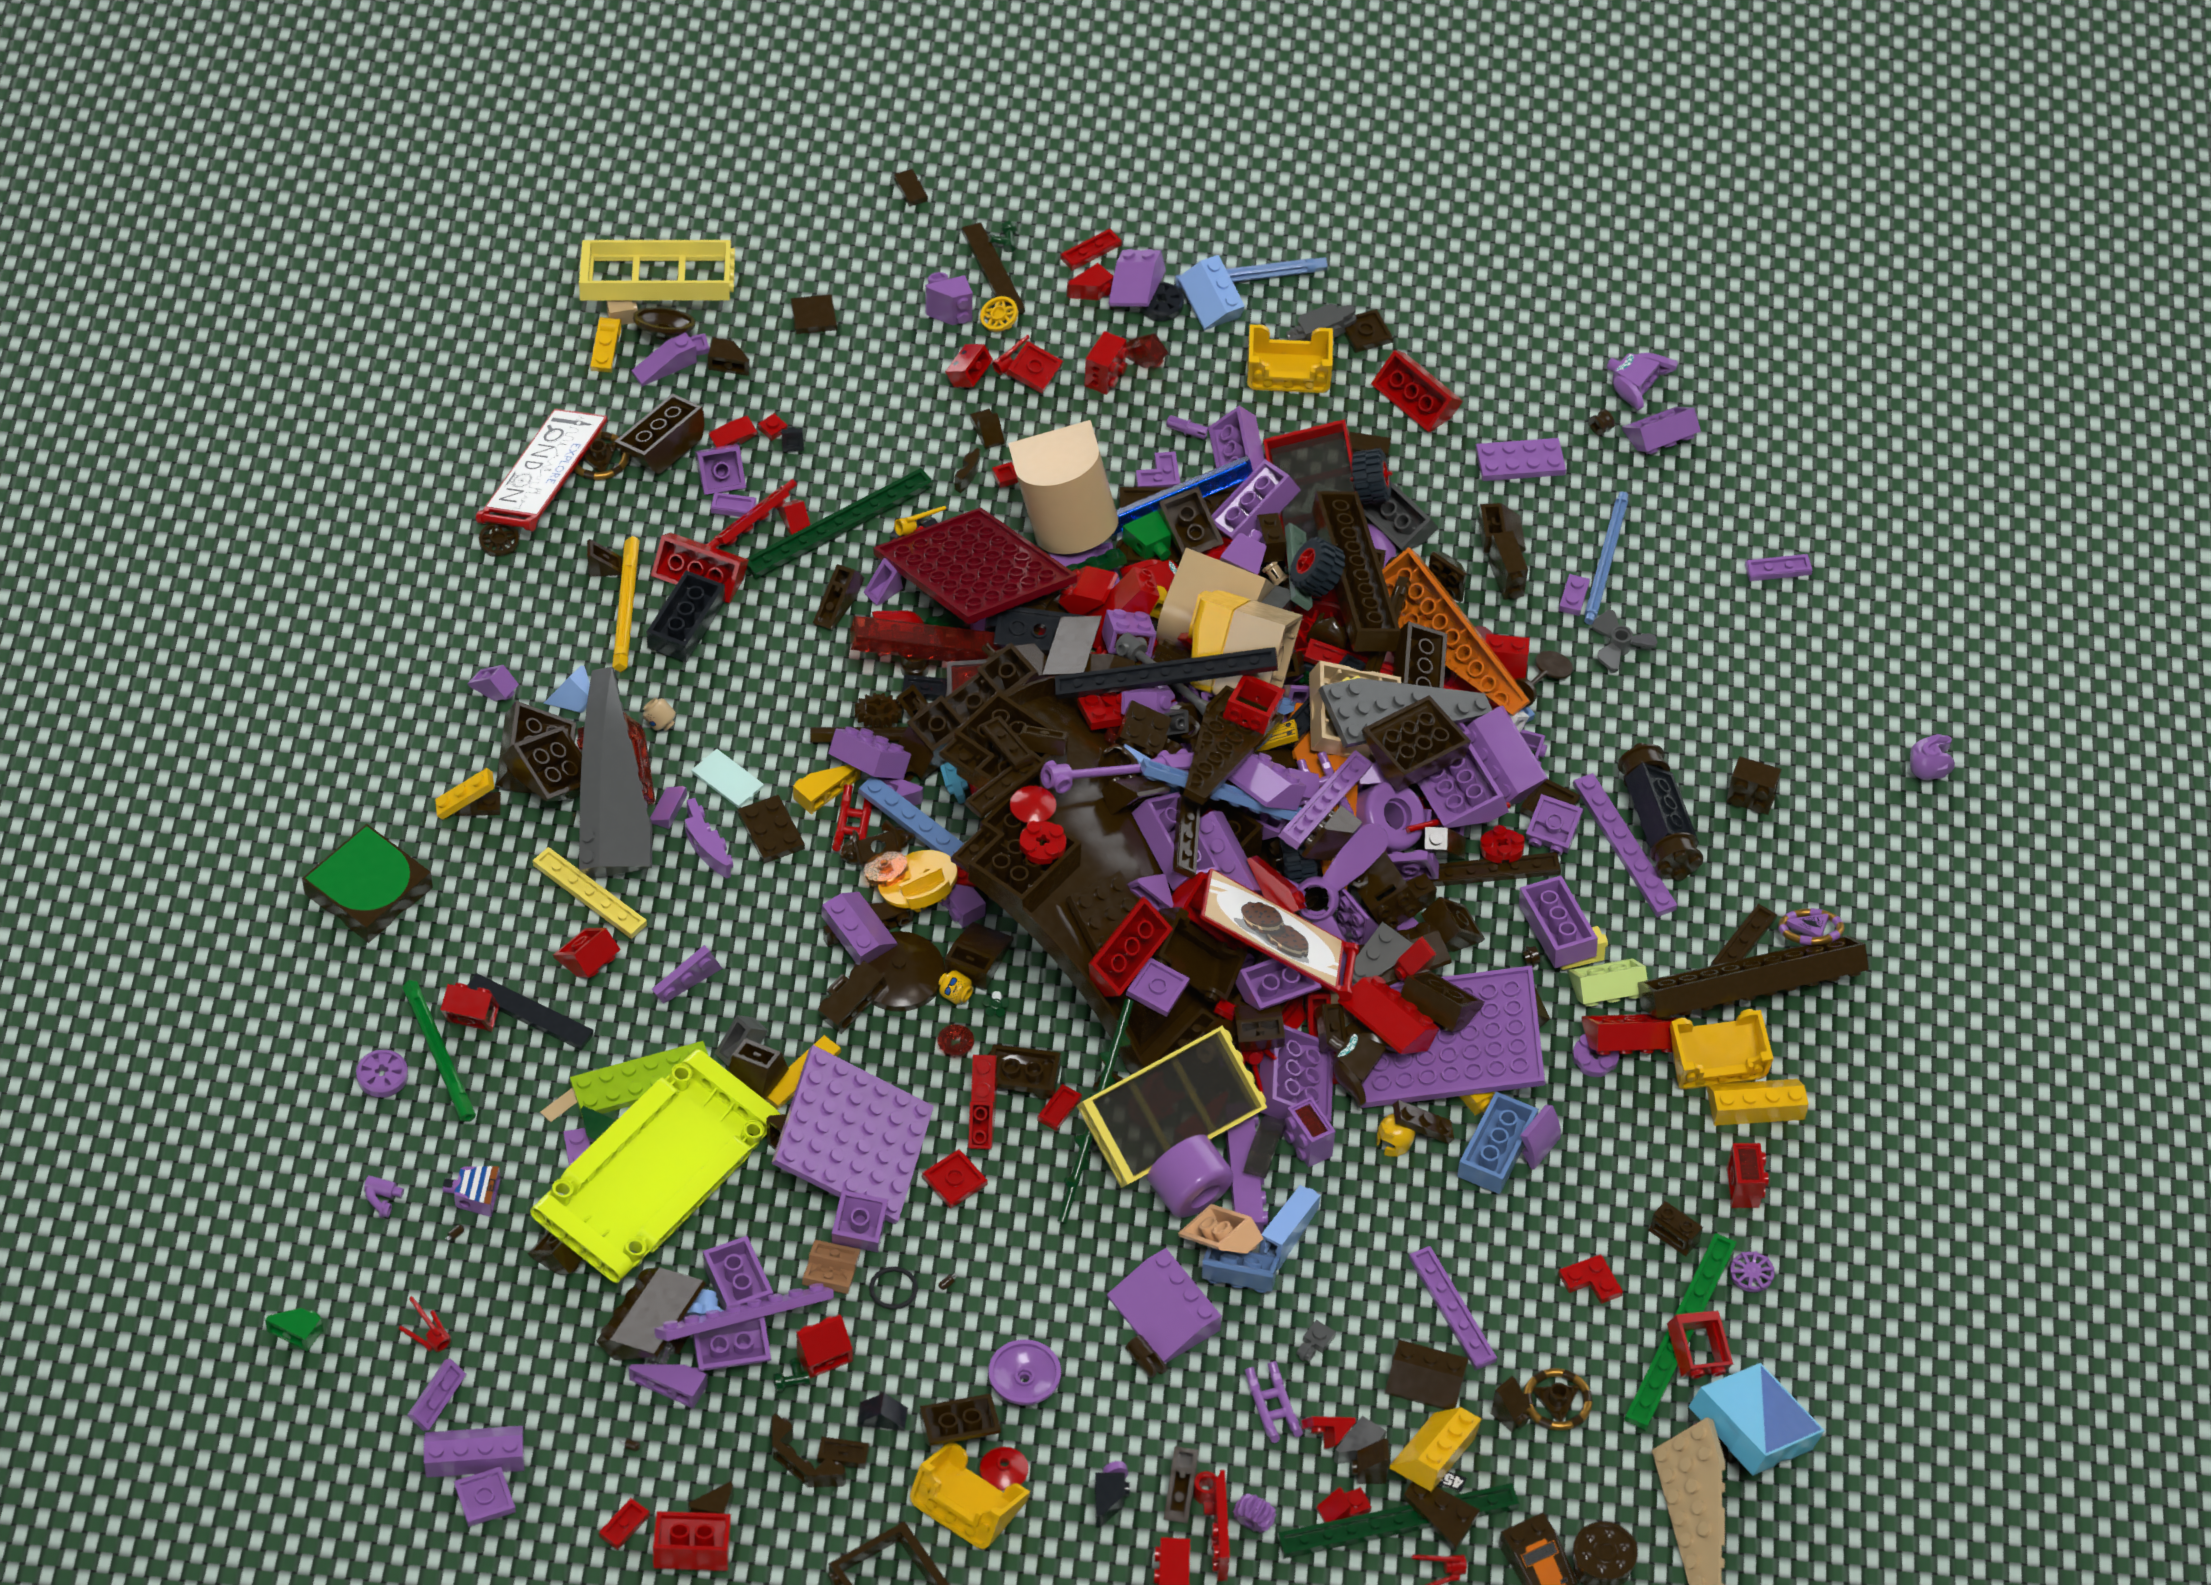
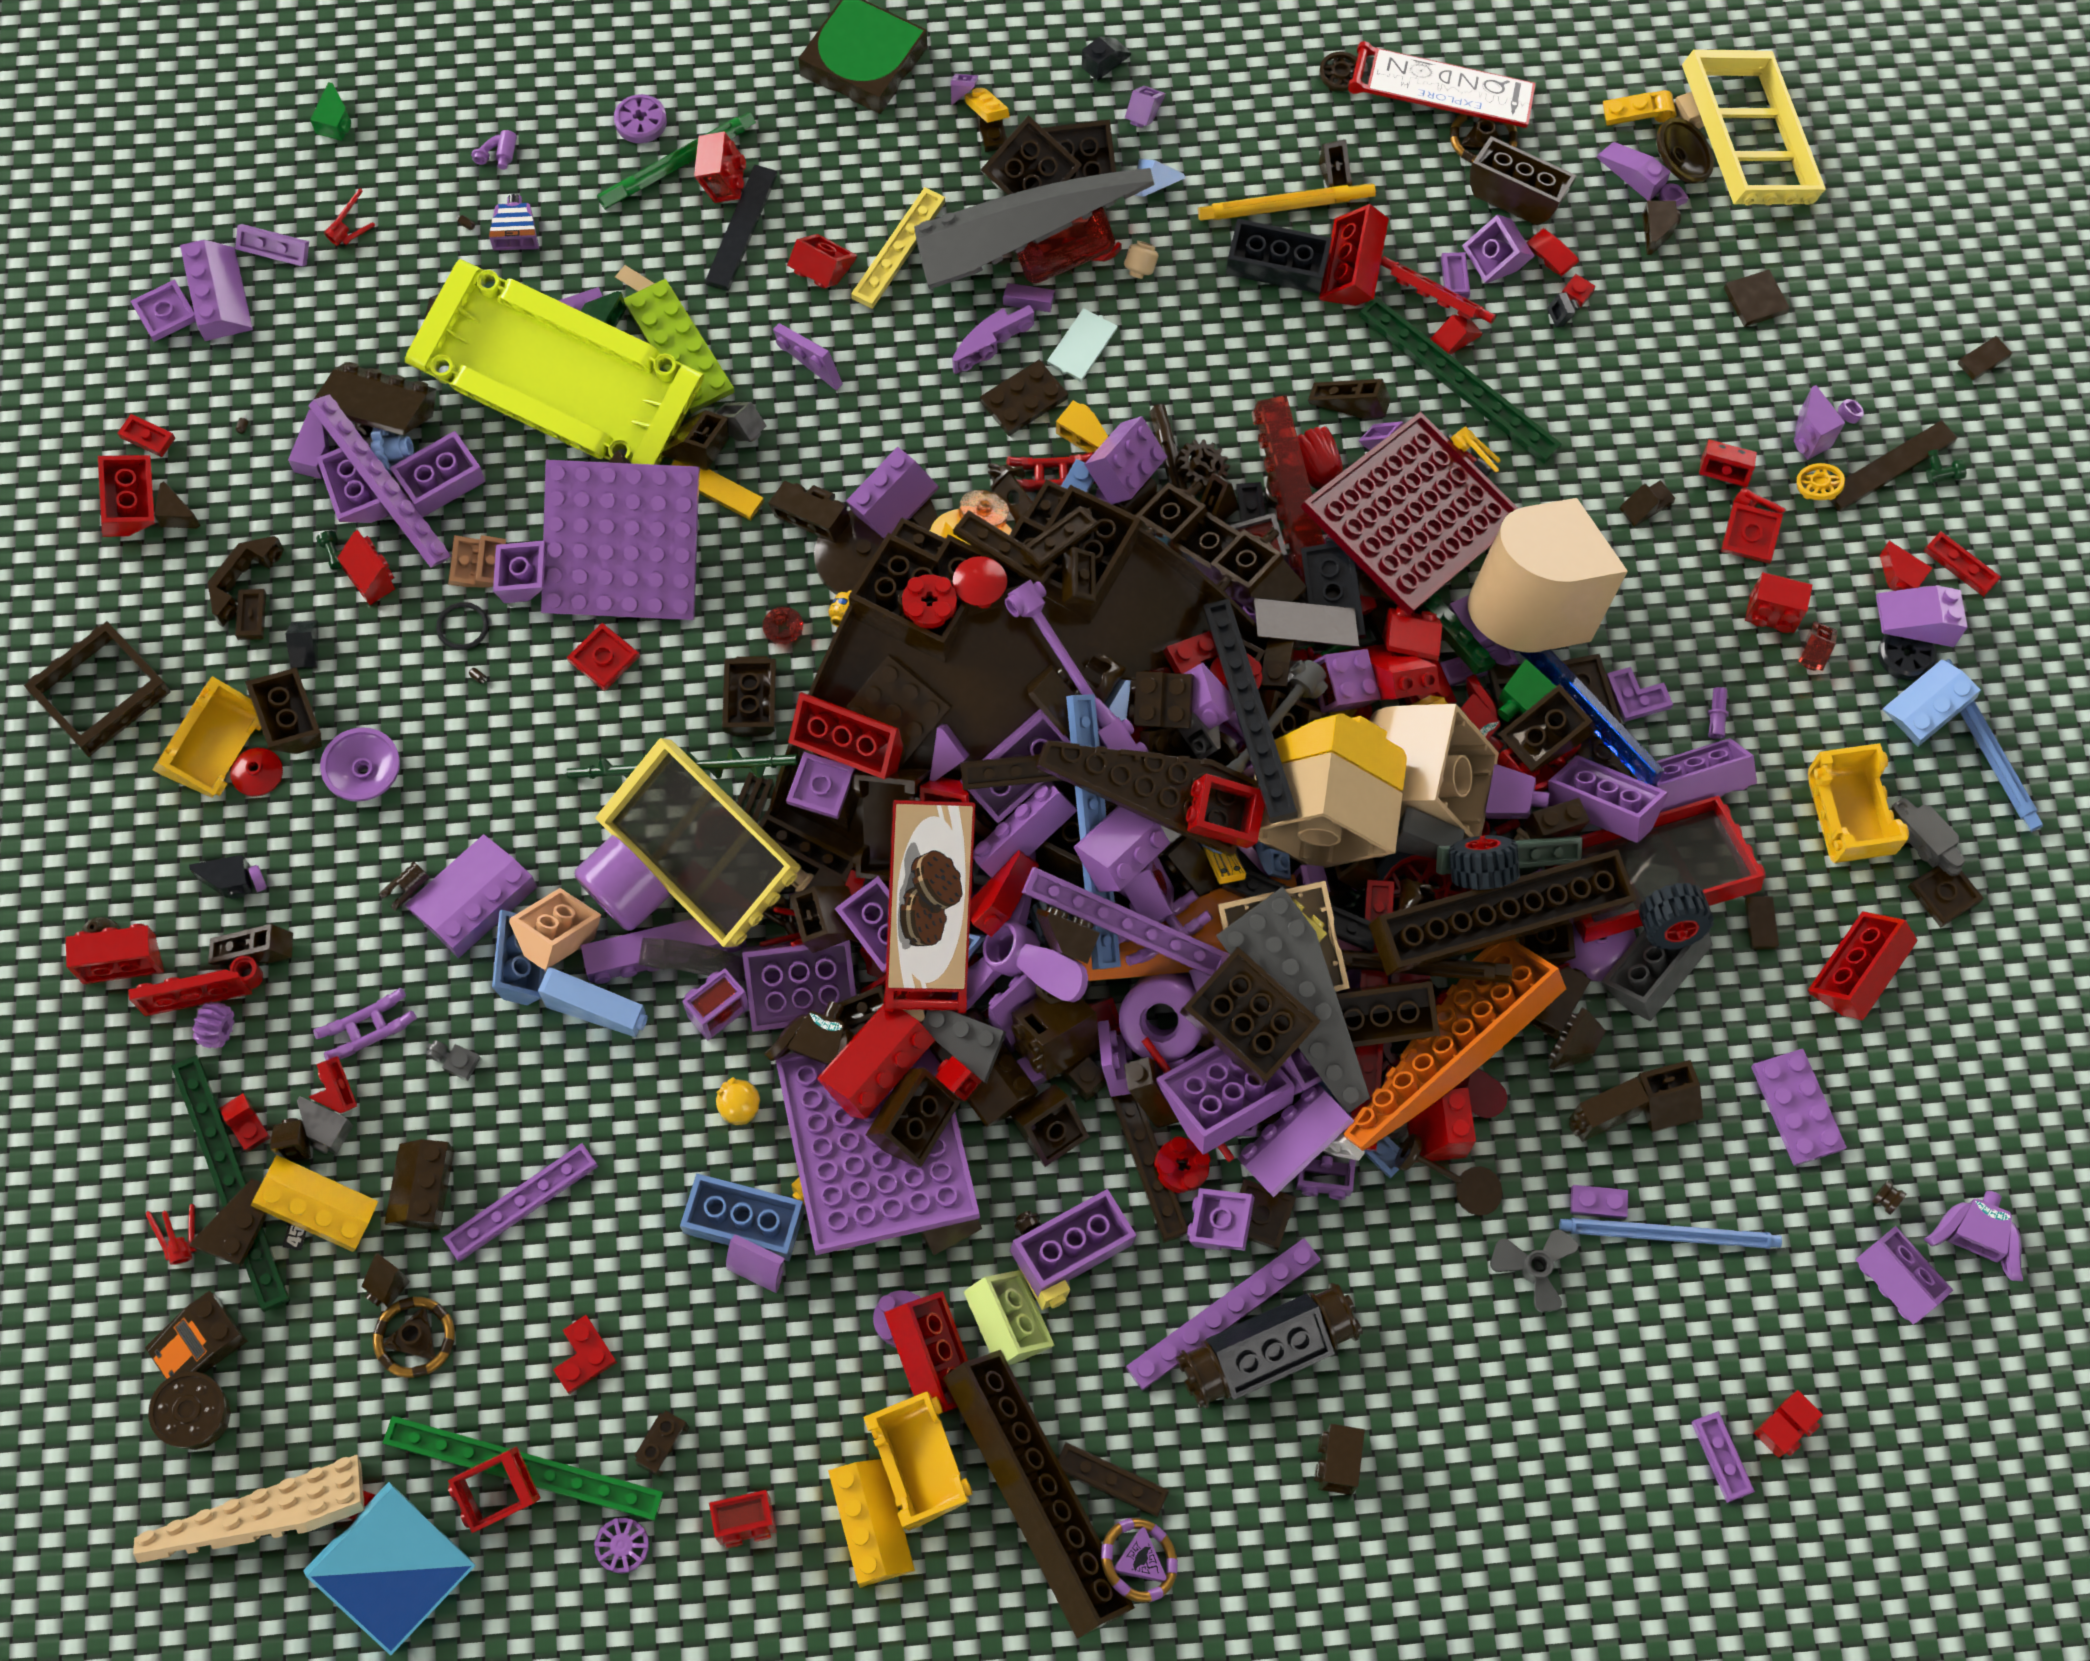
camera: 80 degrees right, 15 degrees up
(429, 813) = (961, 85): none -> medium lavender slope
(430, 705) = (1103, 56): none -> black slope
(970, 468) = (1587, 493): dark brown slope -> none
(983, 1101) = (695, 665): red slope -> none
(1059, 1107) = (715, 743): red tile -> none
(1423, 1121) = (751, 1127): dark brown plate -> none
(1760, 515) = (1788, 1424): none -> red piece

